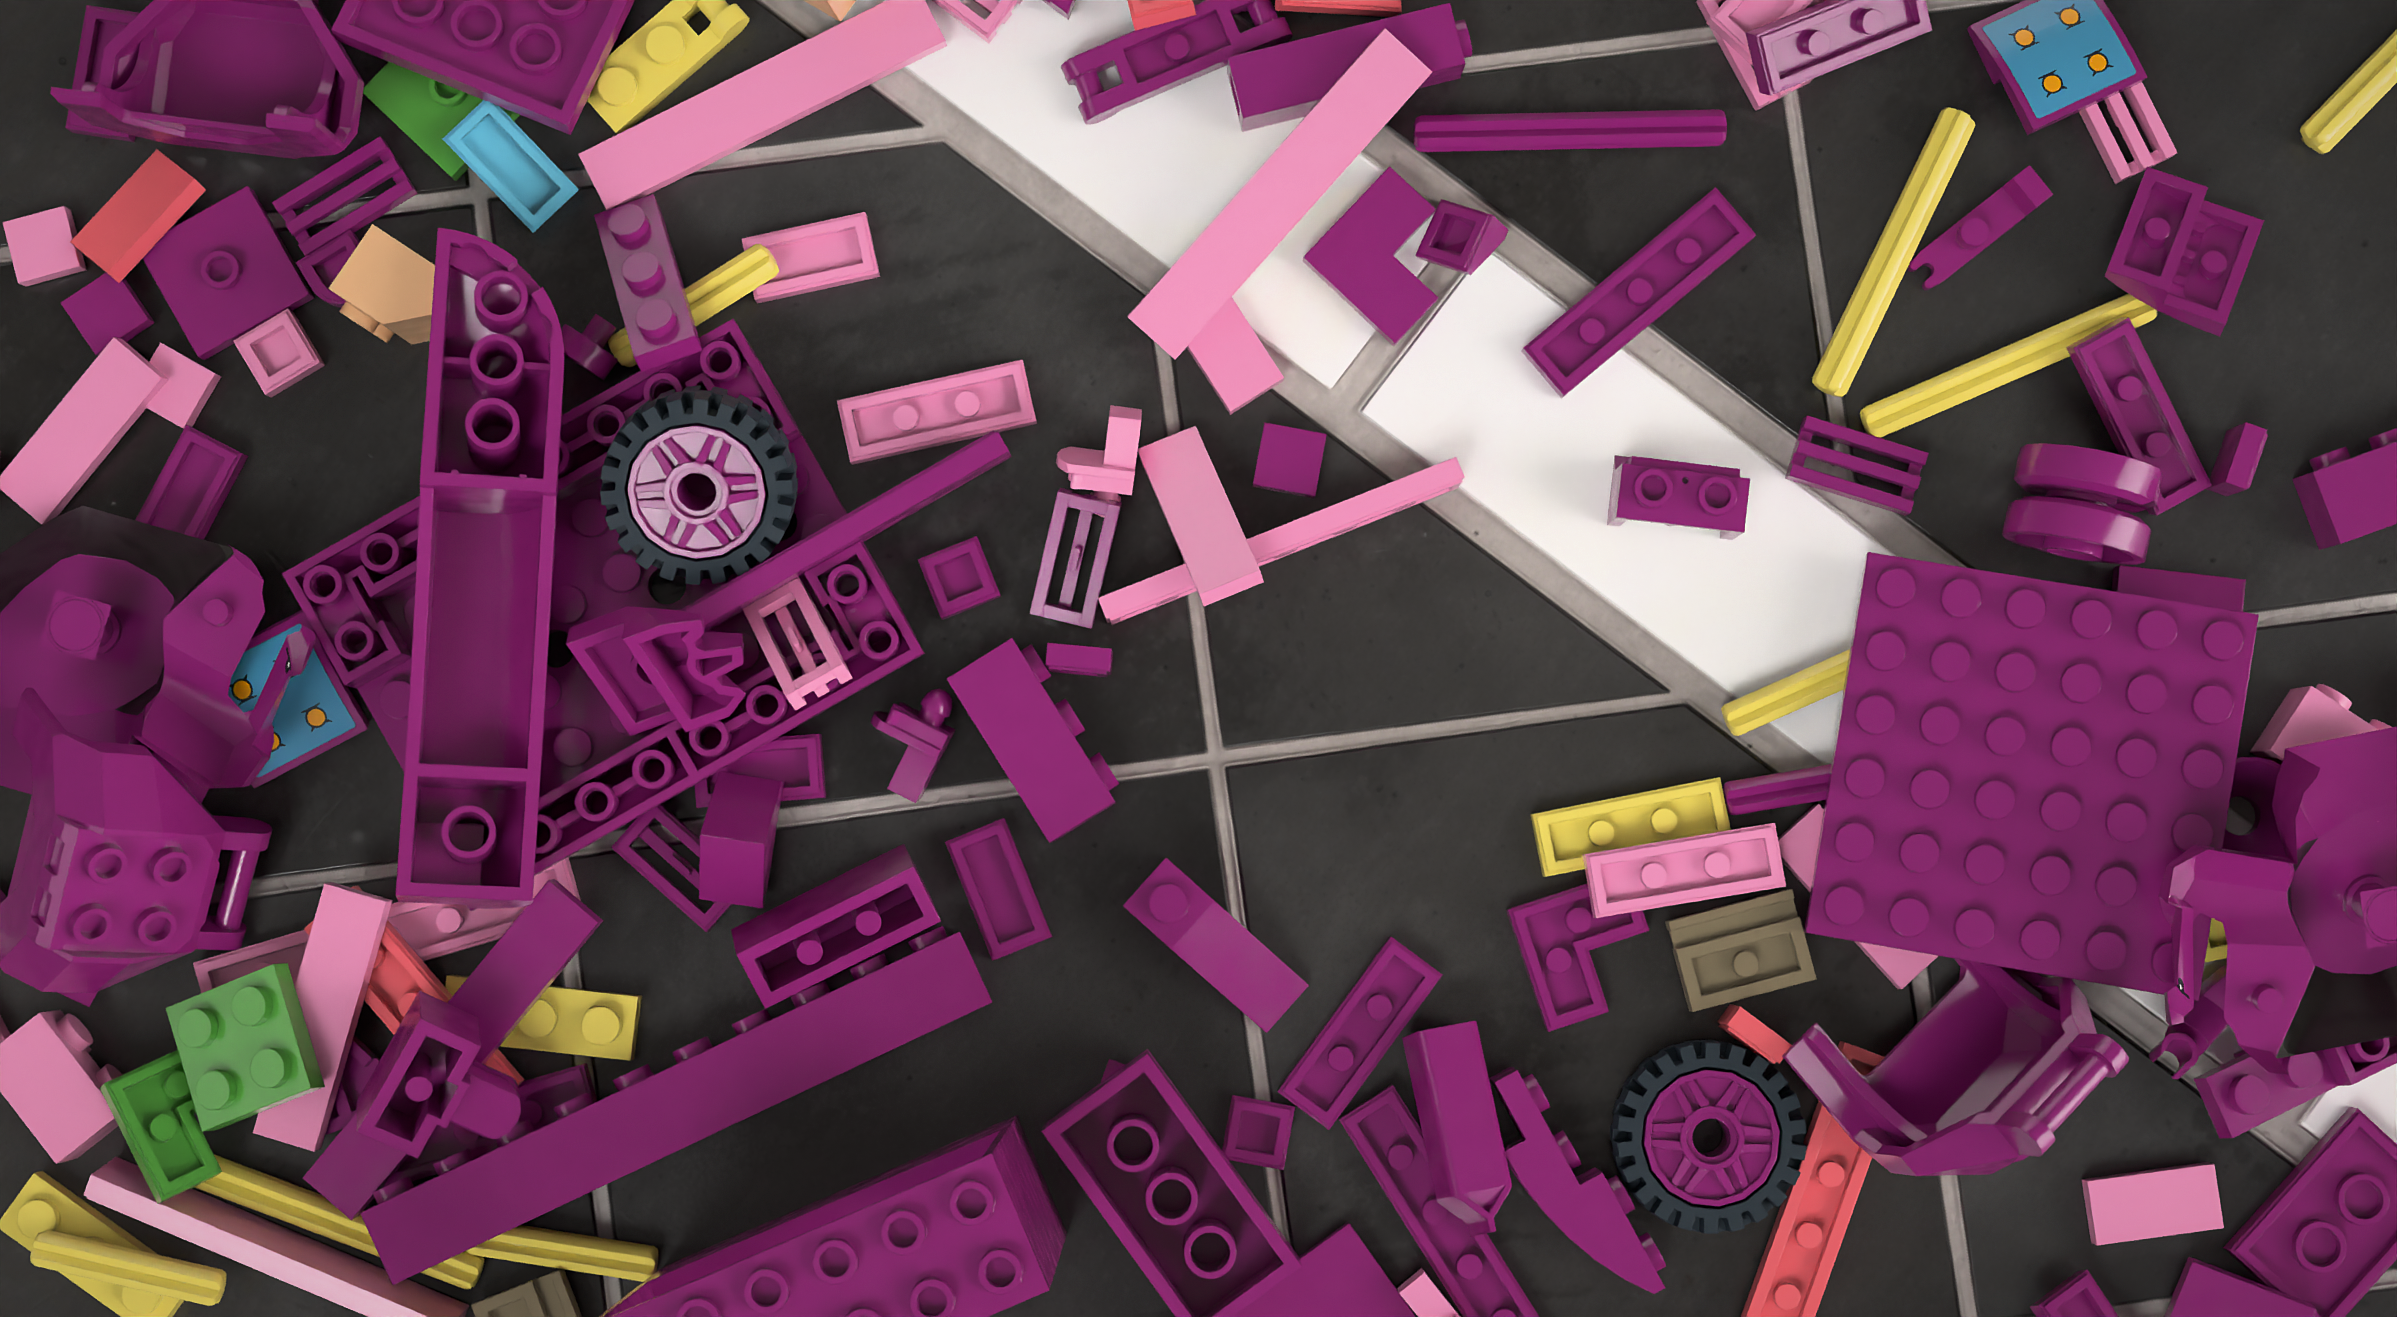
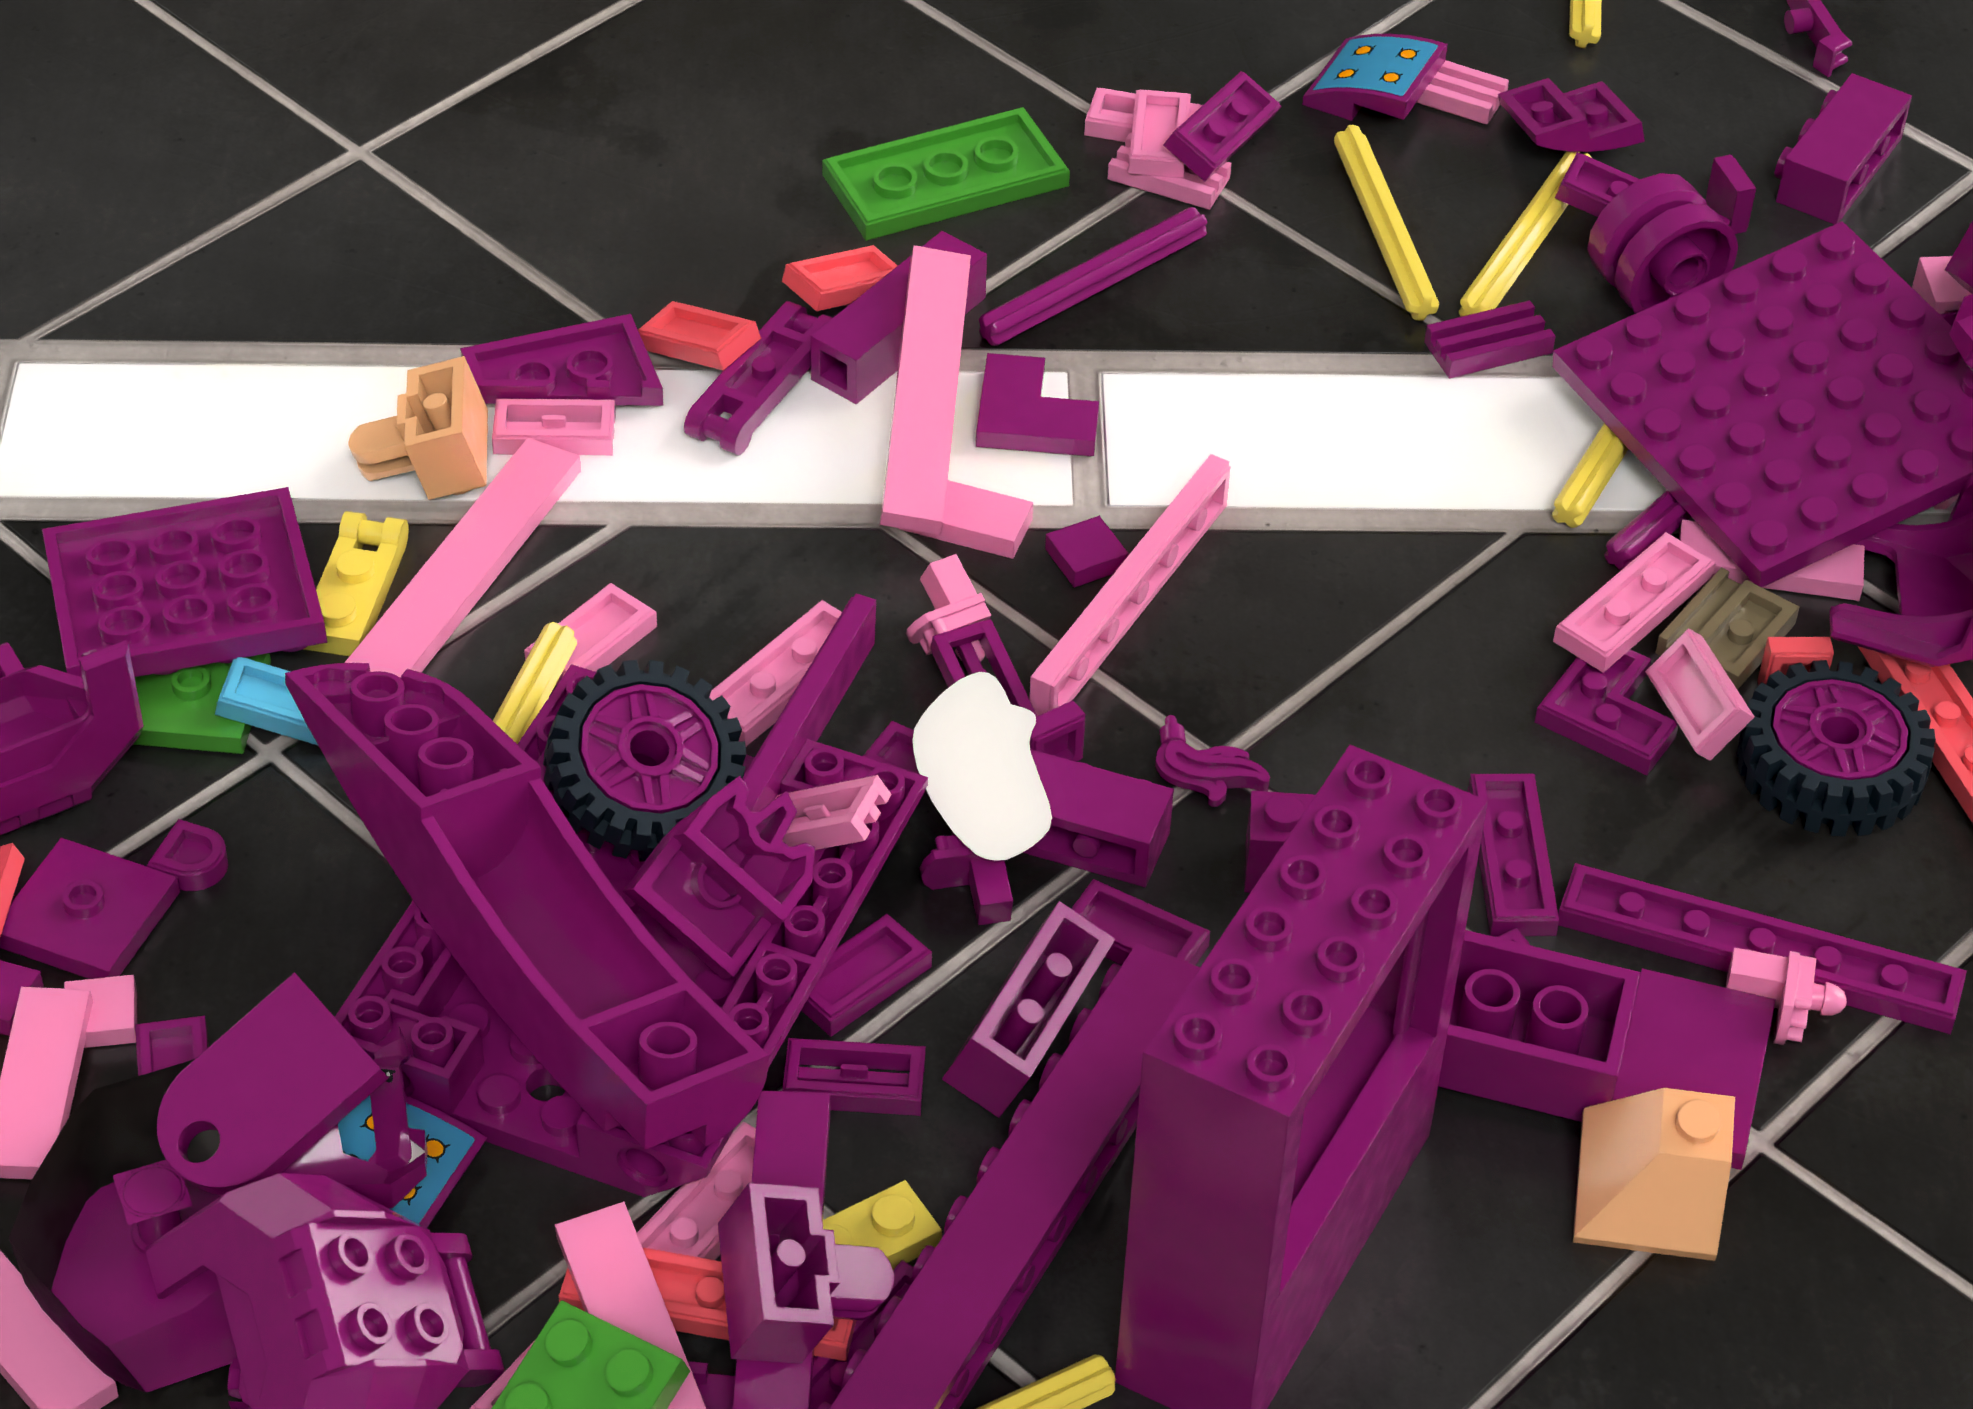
camera: 35 degrees left, 40 degrees down
(189, 620) = (266, 1089): none -> magenta tile
(279, 353) = (179, 938): bright pink tile -> none
(334, 176) = (144, 804): magenta tile -> none
(387, 288) = (276, 803): light nougat slope -> none
(647, 283) = (502, 691): magenta plate -> none
(739, 839) = (896, 1009): magenta slope -> none
(979, 667) = (983, 768): none -> white sticker
(1188, 764) = (1206, 770): none -> magenta piece
(1200, 516) = (1062, 590): bright pink tile -> none
(1459, 1122) = (1652, 839): magenta piece -> none
(1460, 237) = (1077, 365): magenta slope -> none
(1584, 1206) = (1791, 848): magenta slope -> none
(1627, 821) = (1528, 641): light yellow tile -> none
(1638, 292) = (1236, 335): magenta tile -> none
(1640, 1008) = (1699, 694): none -> bright pink tile
(1678, 495) = (1379, 393): magenta window -> none
(1981, 227) = (1428, 180): magenta piece -> none

